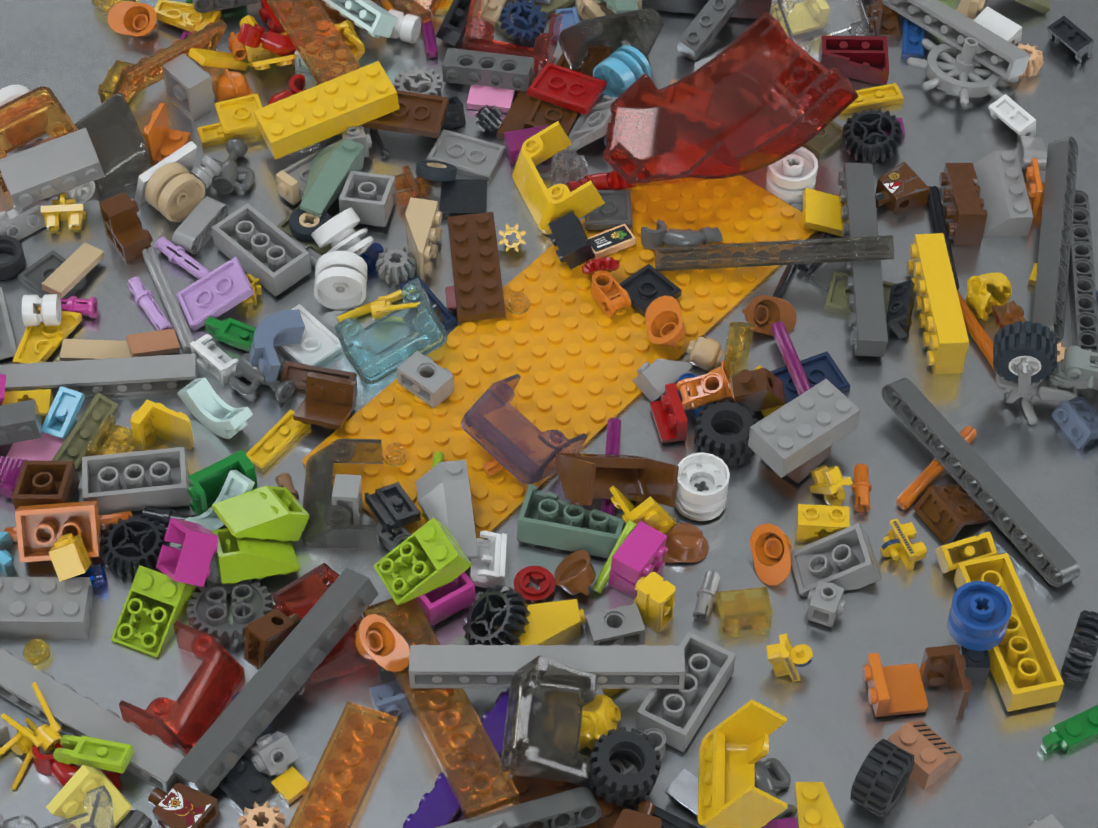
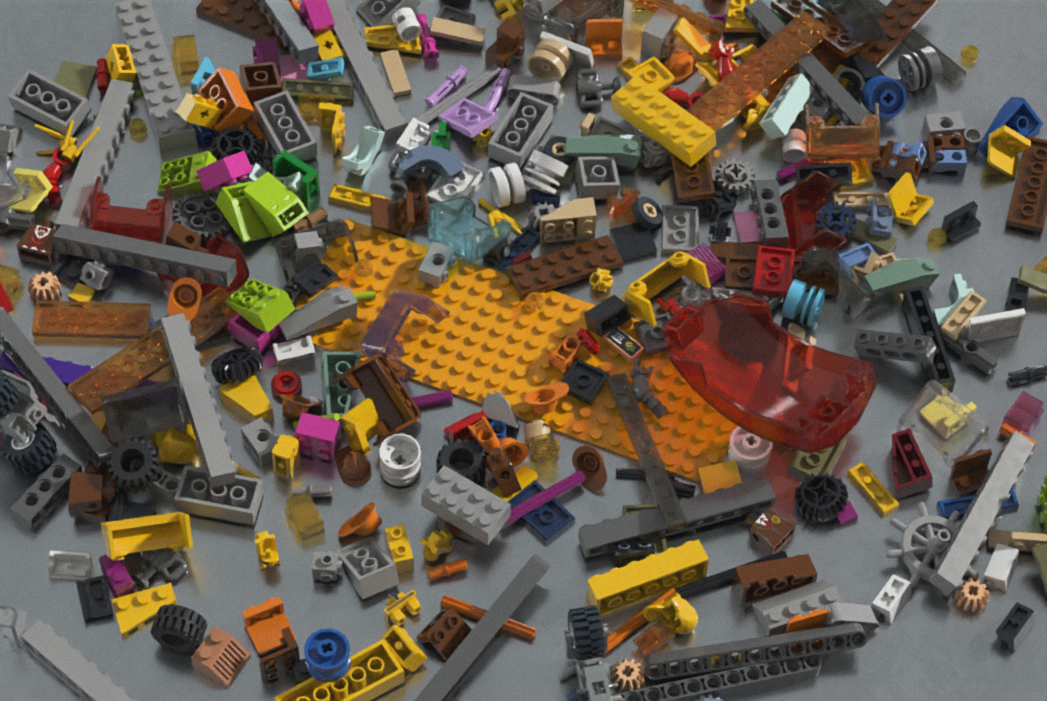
camera: 70 degrees right, 5 degrees up
(94, 753) = (60, 179): lime hinge -> none
(153, 343) = (412, 99): nougat tile -> none
(206, 171) = (574, 71): light grey wheel -> none

